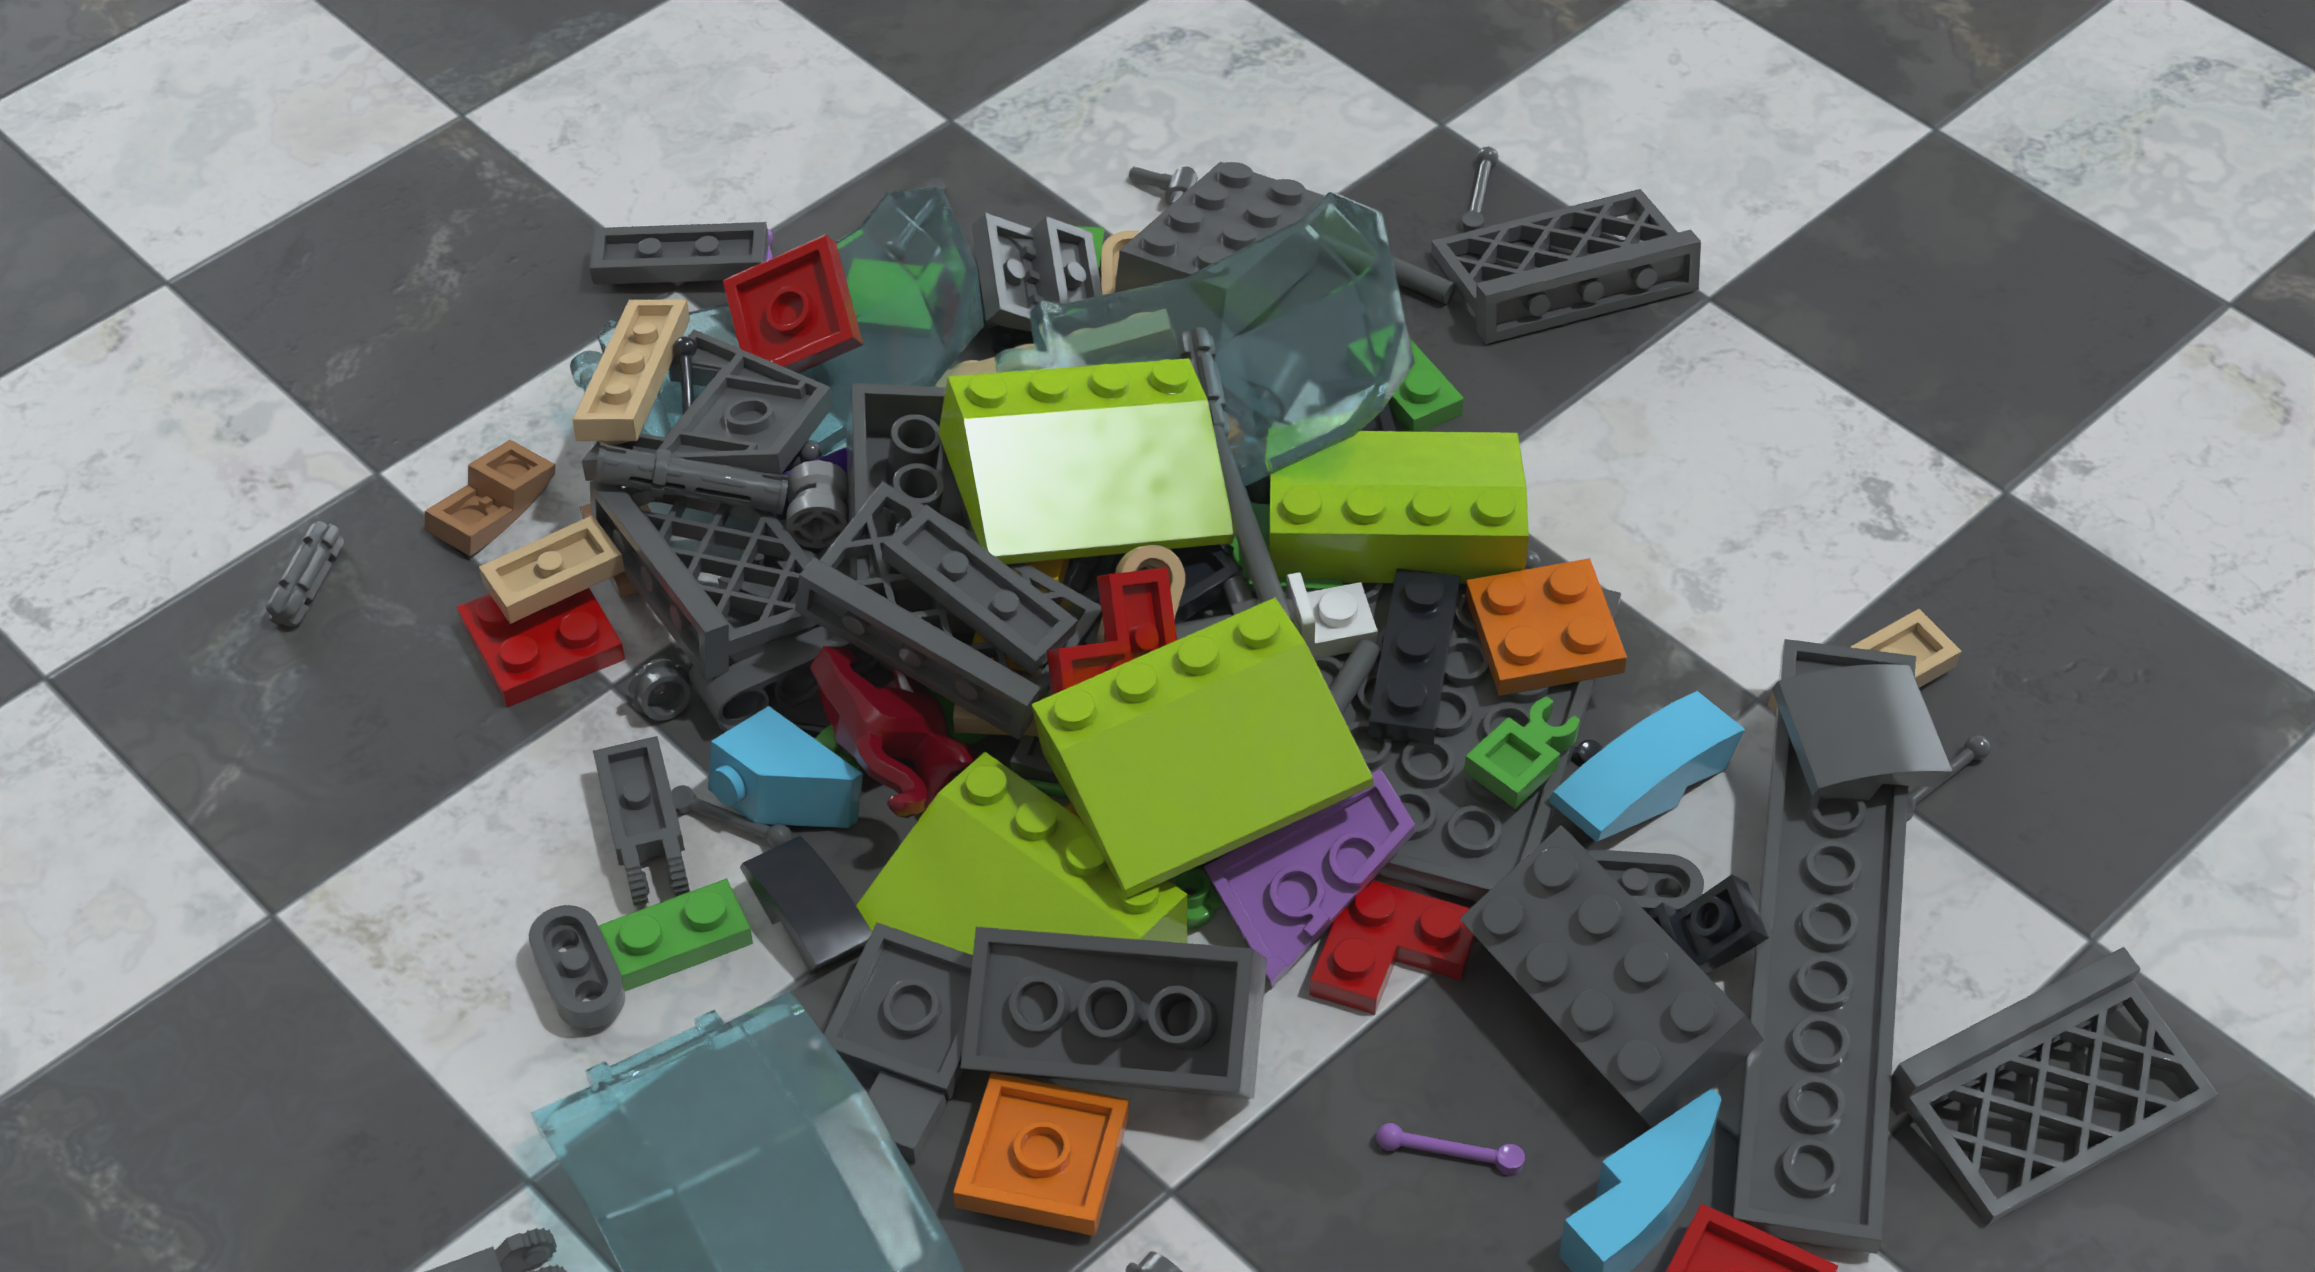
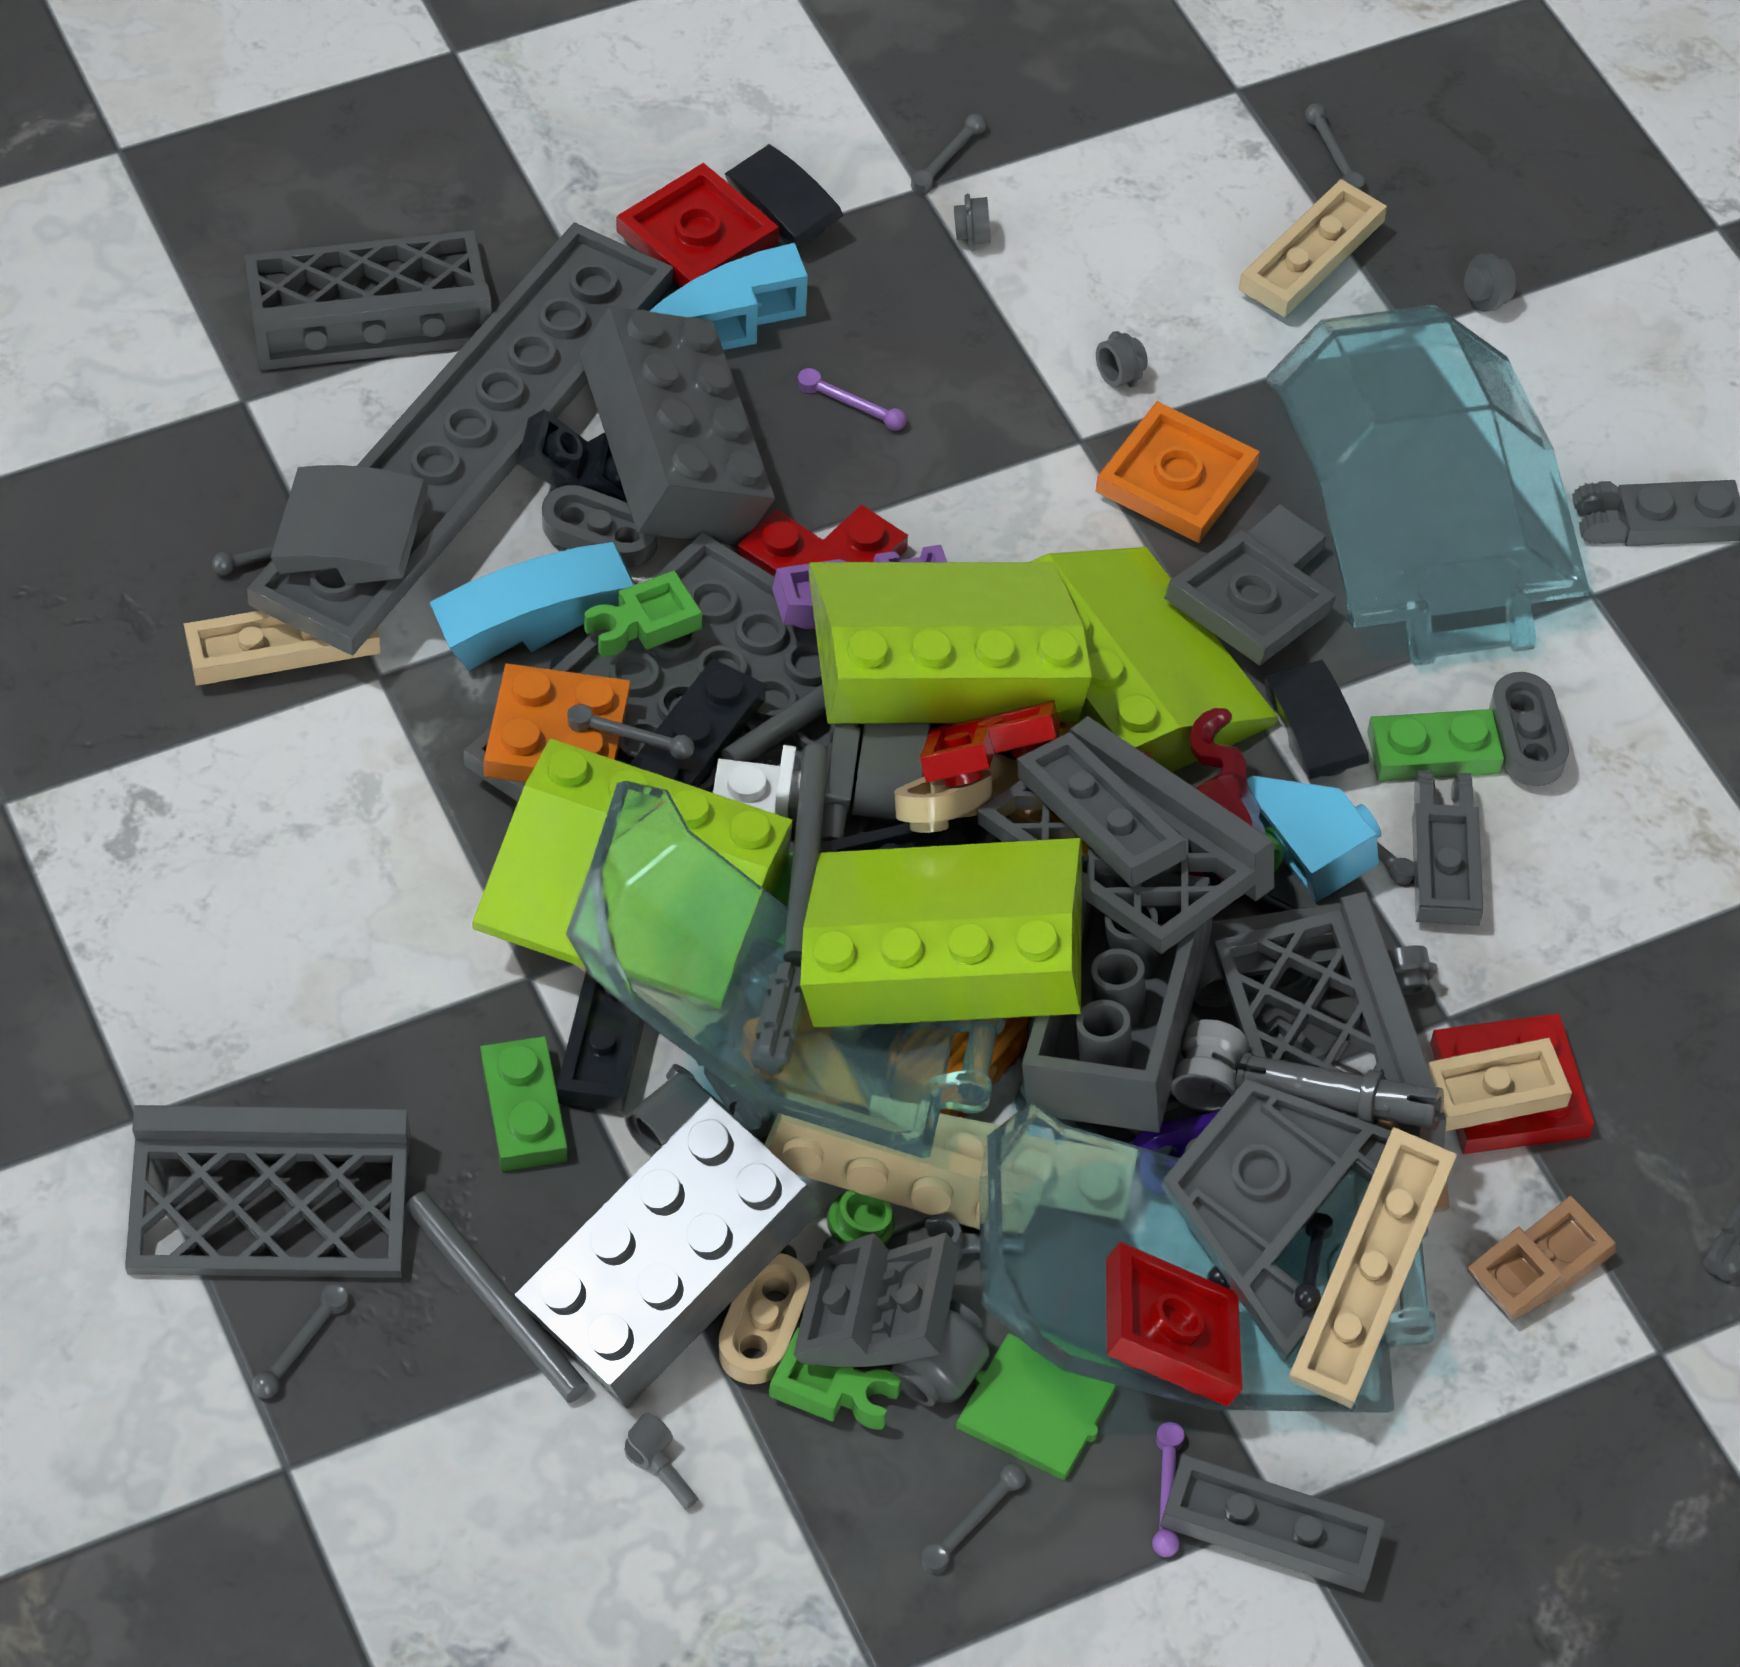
camera: 165 degrees left, 5 degrees up
(1115, 1011) = (1061, 501): dark grey slope -> none
(1518, 603) = (581, 719): none -> dark grey hinge

